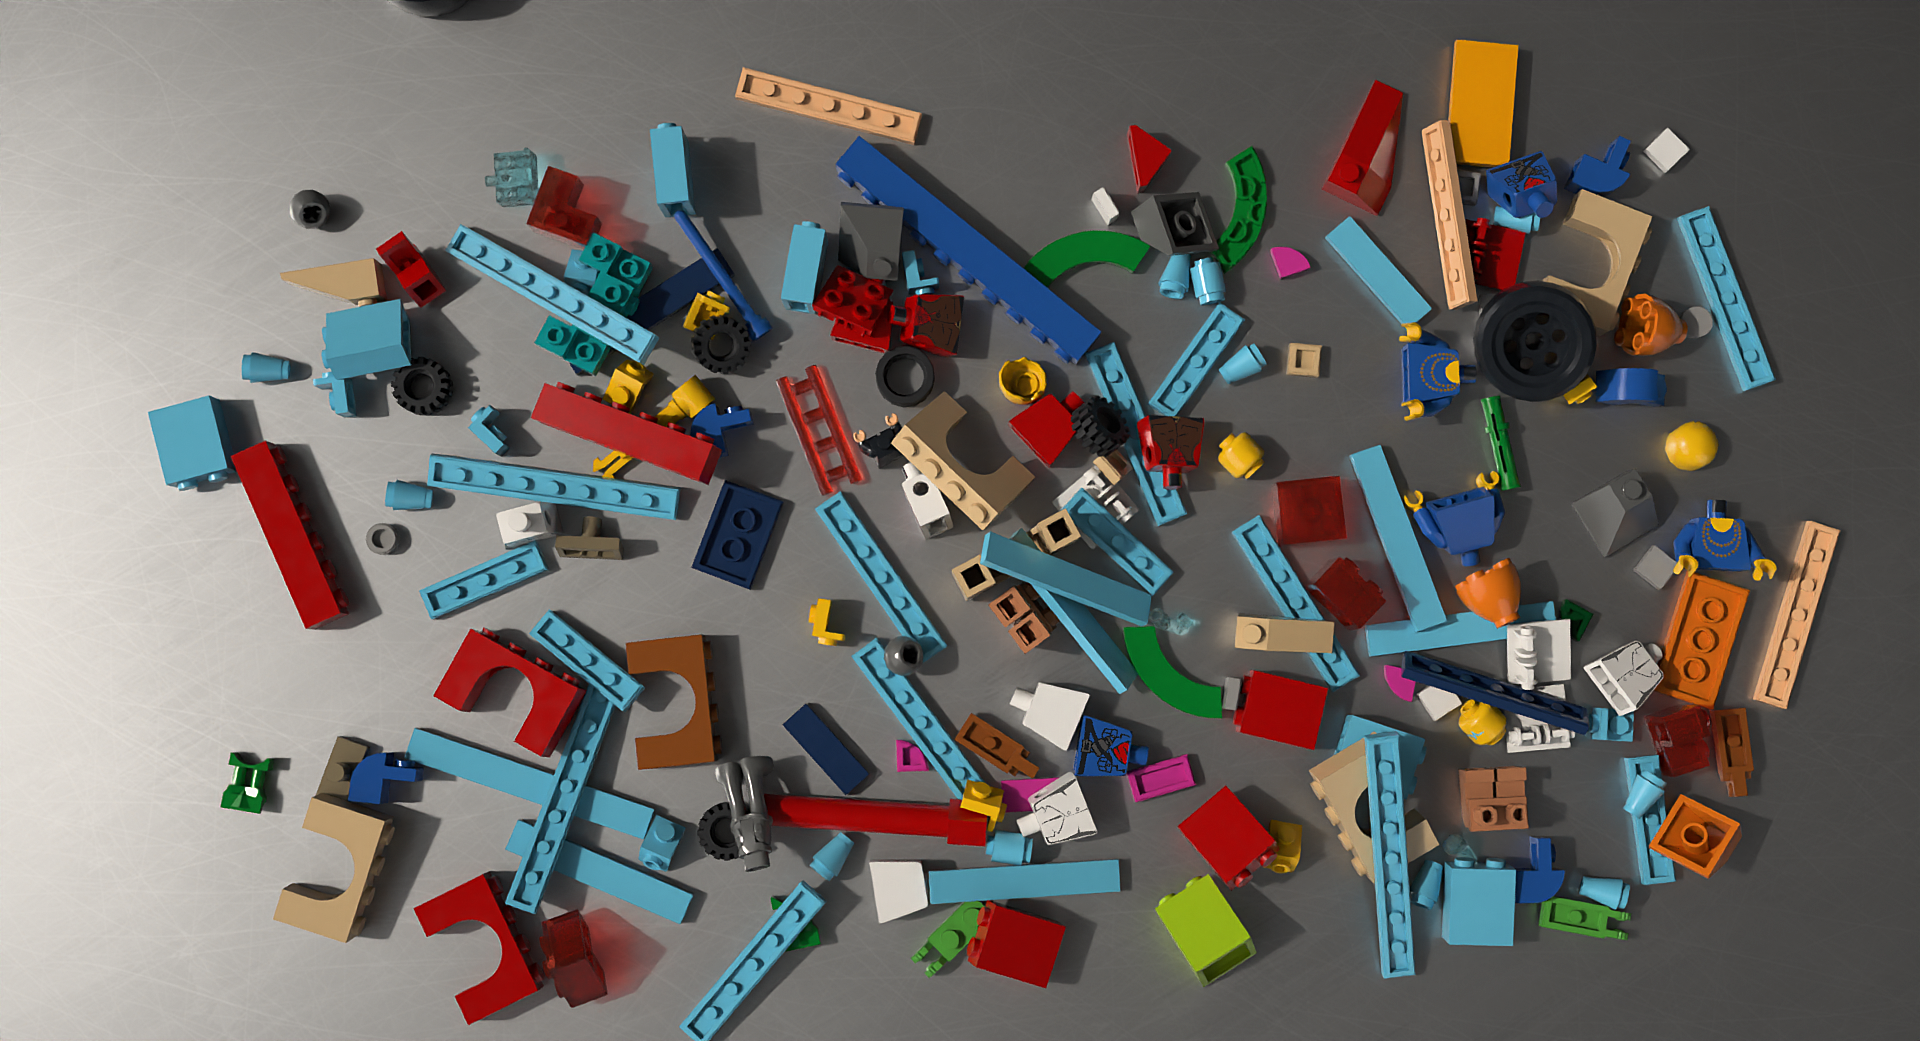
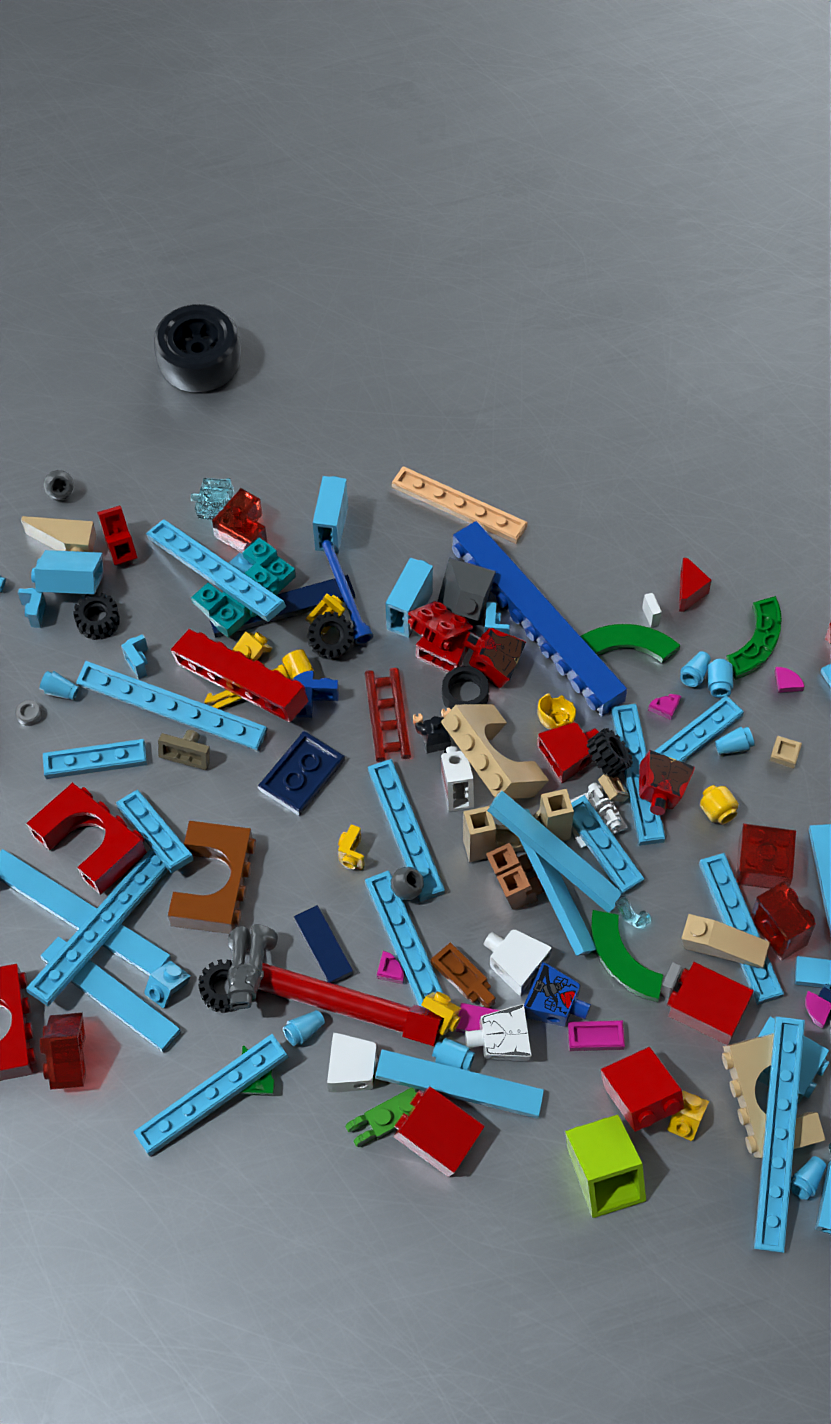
camera: 20 degrees right, 25 degrees down
(529, 524) = (142, 721): white torso -> none
(1149, 333) = (665, 705): none -> dark pink tile
(1175, 224) = (703, 629): dark grey slope -> none

